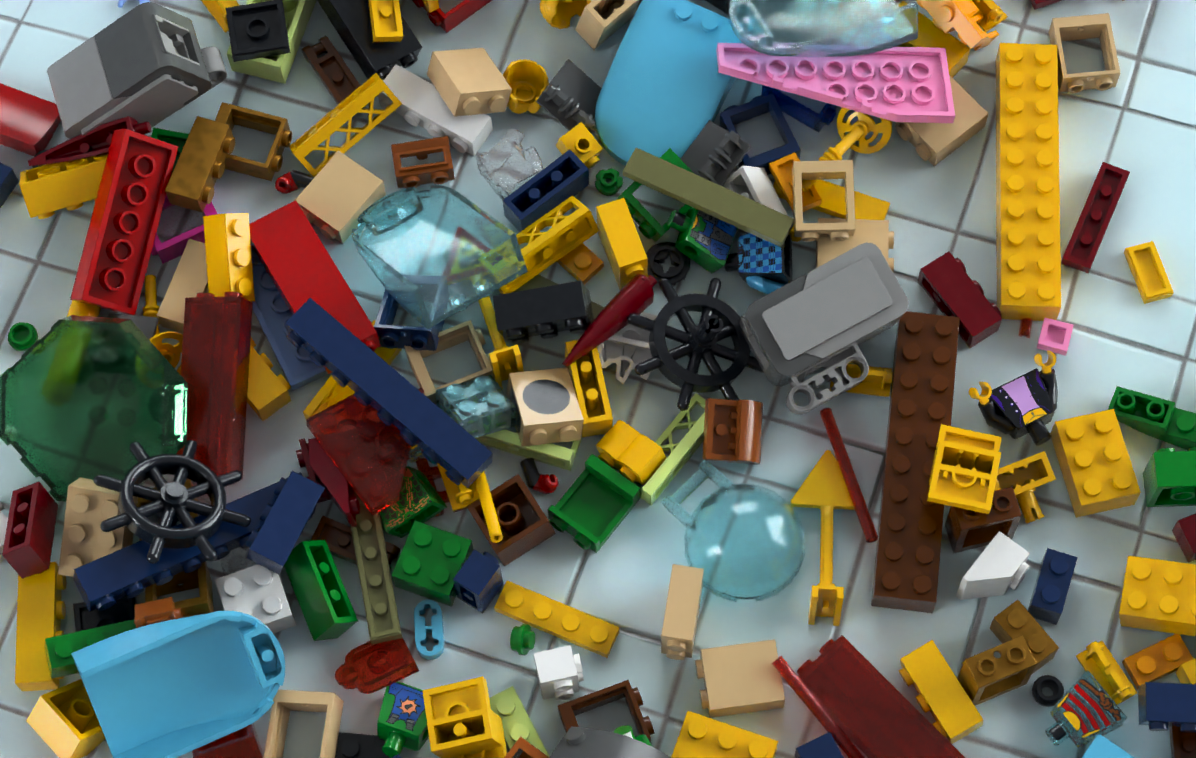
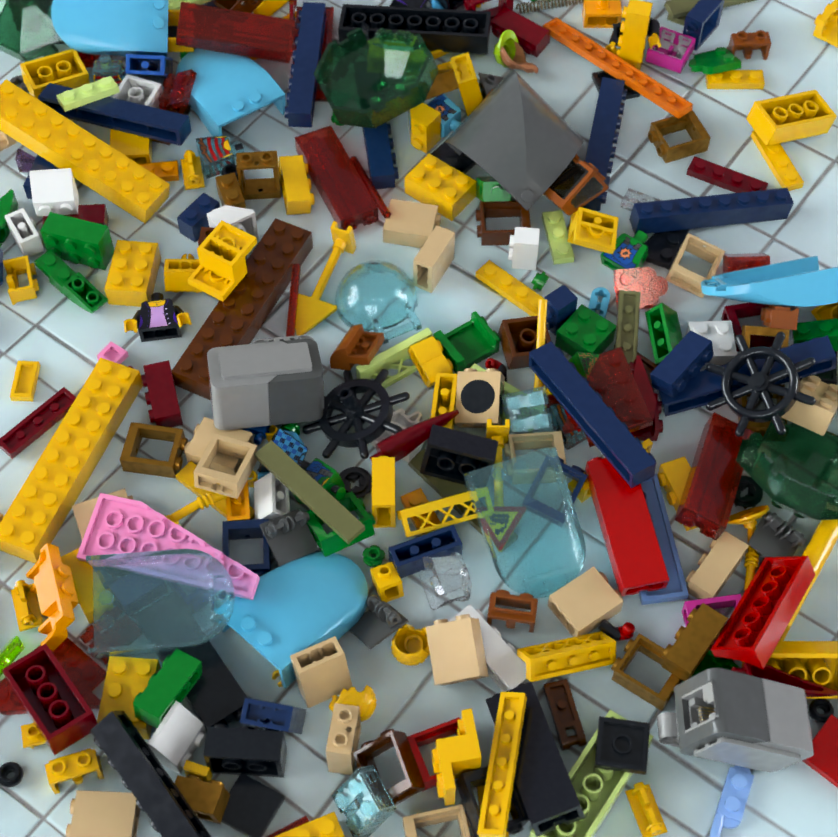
camera: 165 degrees left, 10 degrees down
(229, 254) = (685, 564): yellow brick -> none
(926, 248) = (134, 464): none -> pearl gold window

